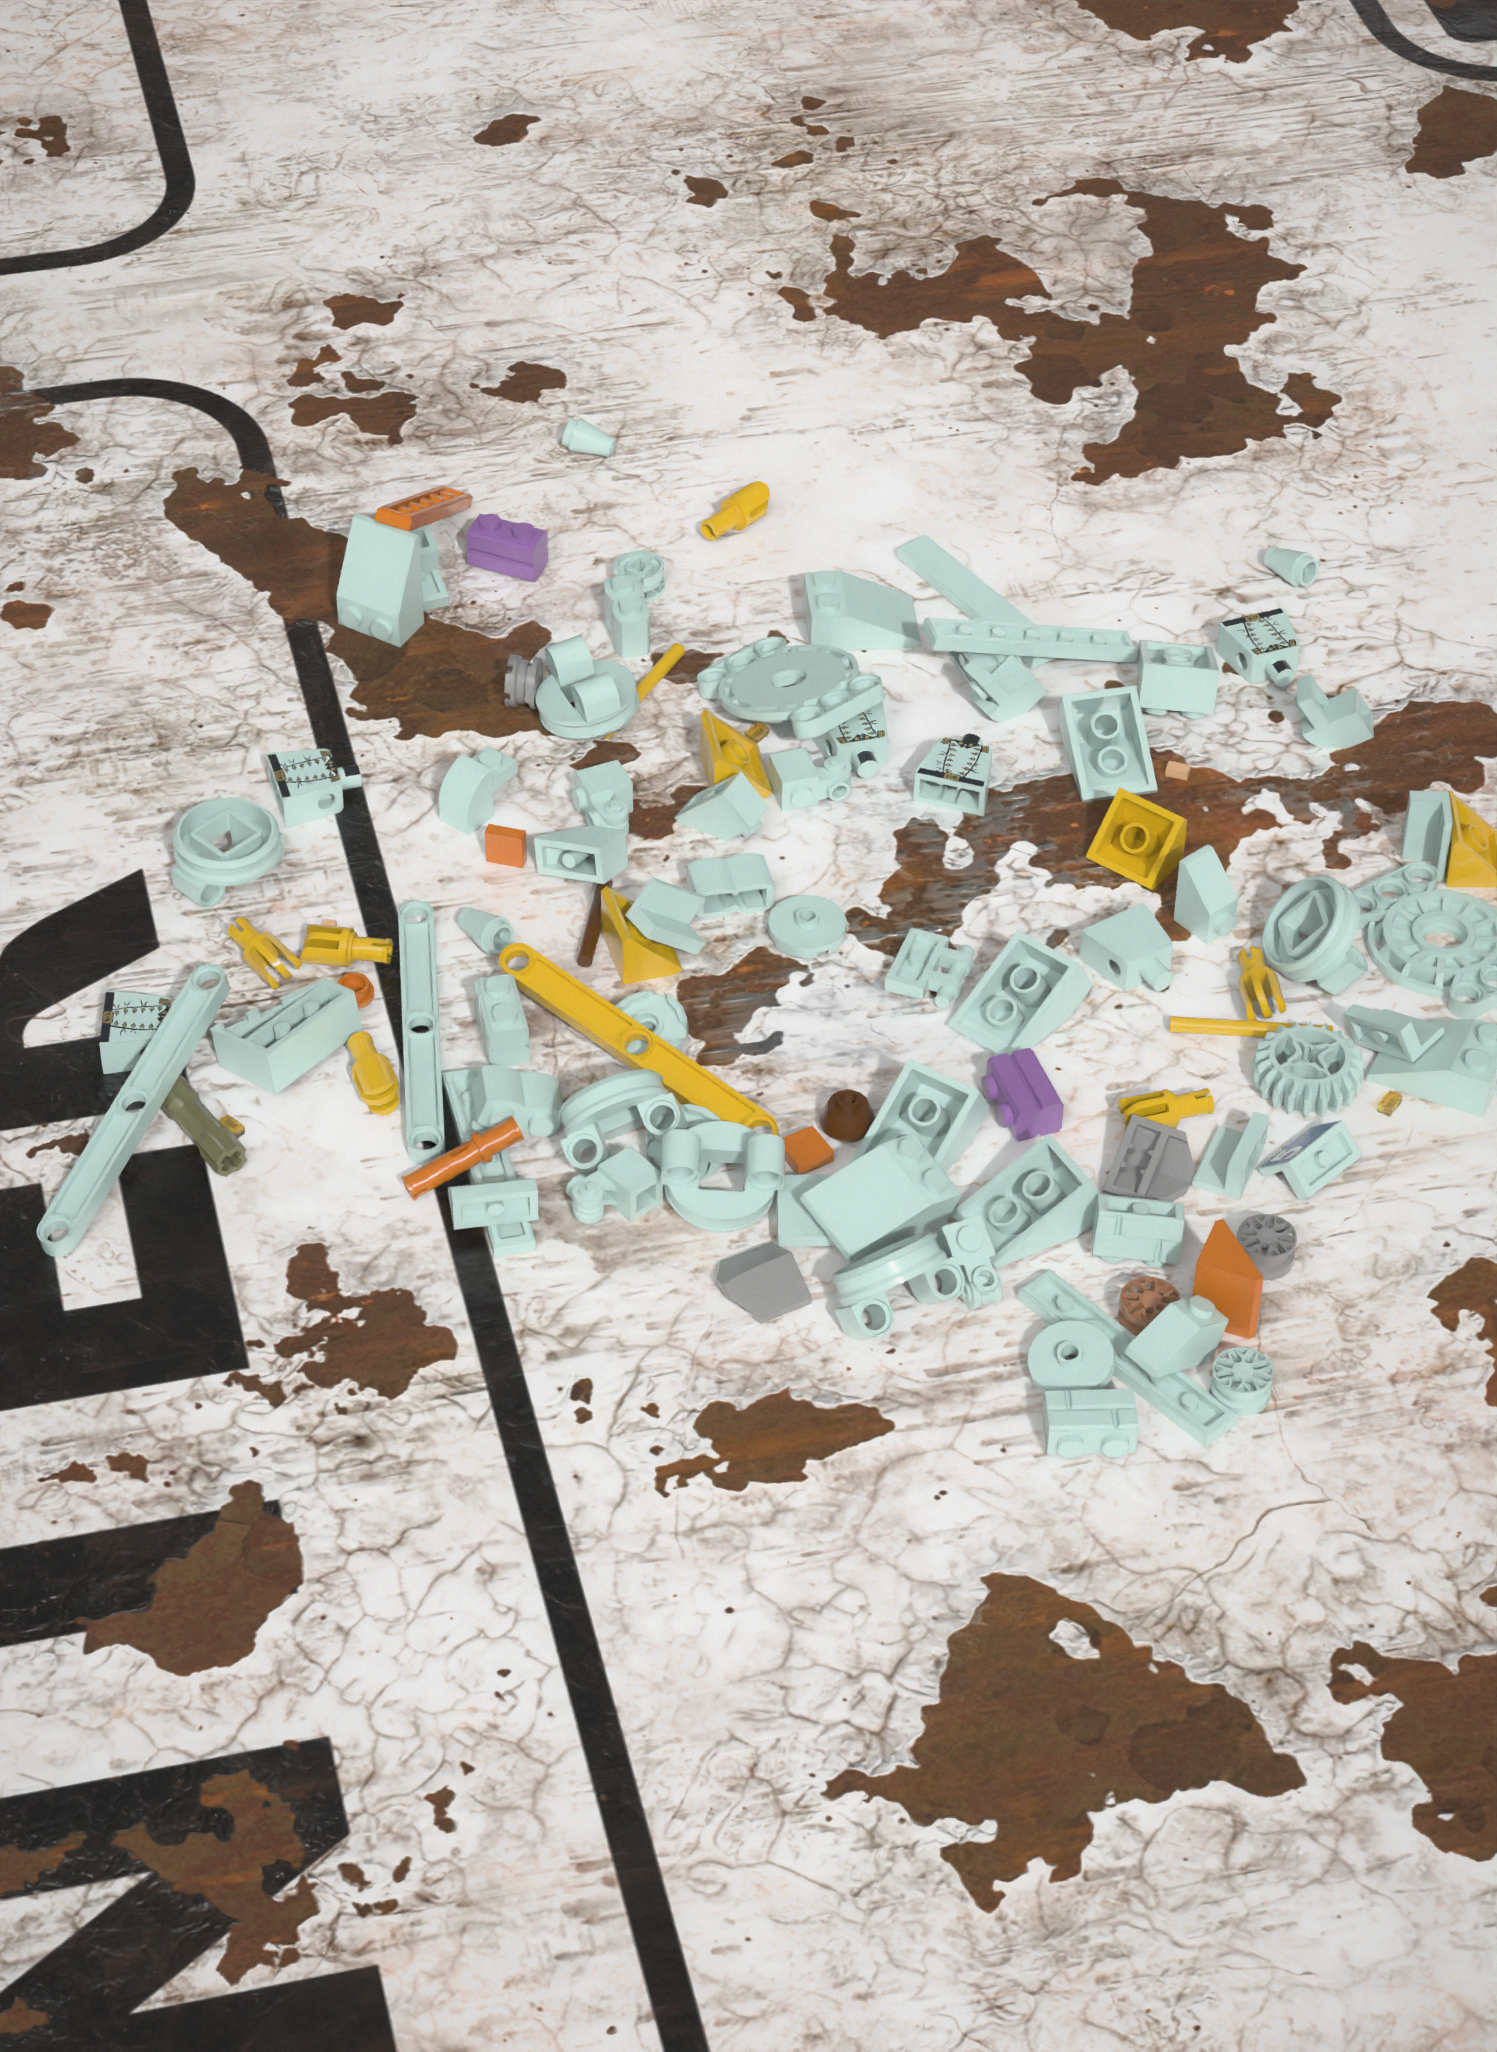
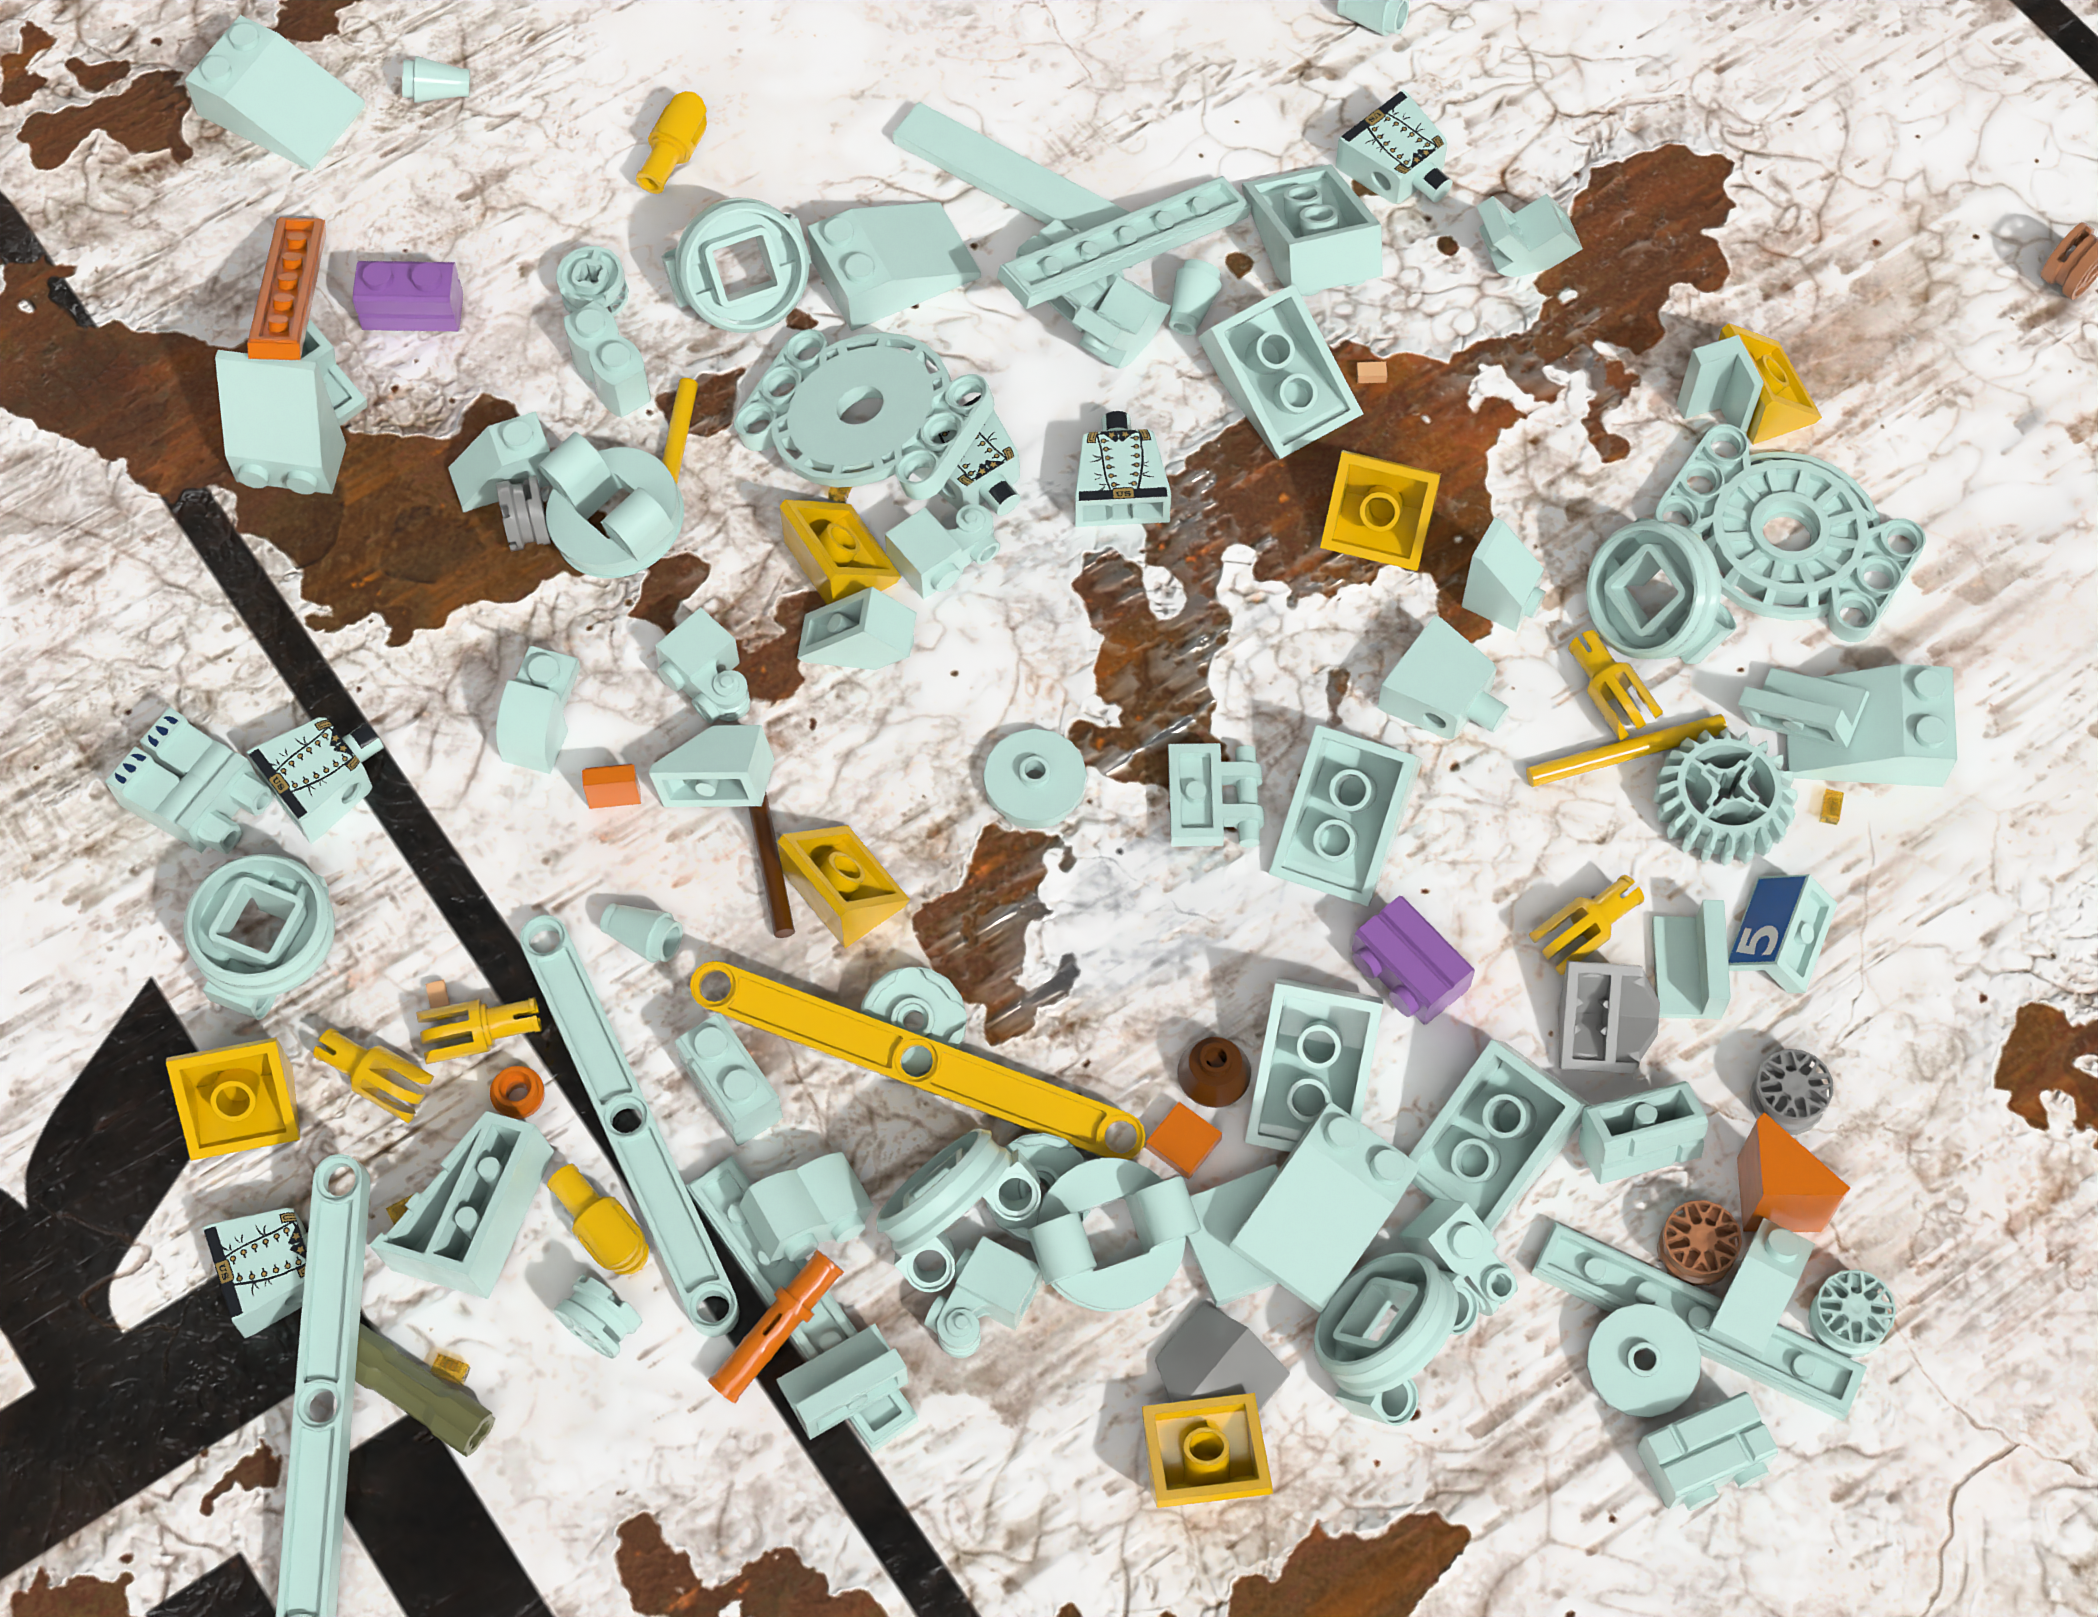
camera: 20 degrees left, 20 degrees up
(163, 934) = (235, 1098): none -> yellow slope
(218, 764) = (188, 784): none -> light aqua hips
(343, 1118) = (597, 1316): none -> light aqua wheel
(471, 417) = (272, 94): none -> light aqua slope
(526, 641) = (497, 455): none -> light aqua slope
(665, 913) = (868, 851): light aqua panel -> none
(724, 1312) = (1205, 1450): none -> yellow slope
(731, 884) = (917, 751): light aqua brick -> none
(746, 547) = (729, 221): none -> light aqua piece
(1069, 681) = (1193, 295): none -> light aqua cone

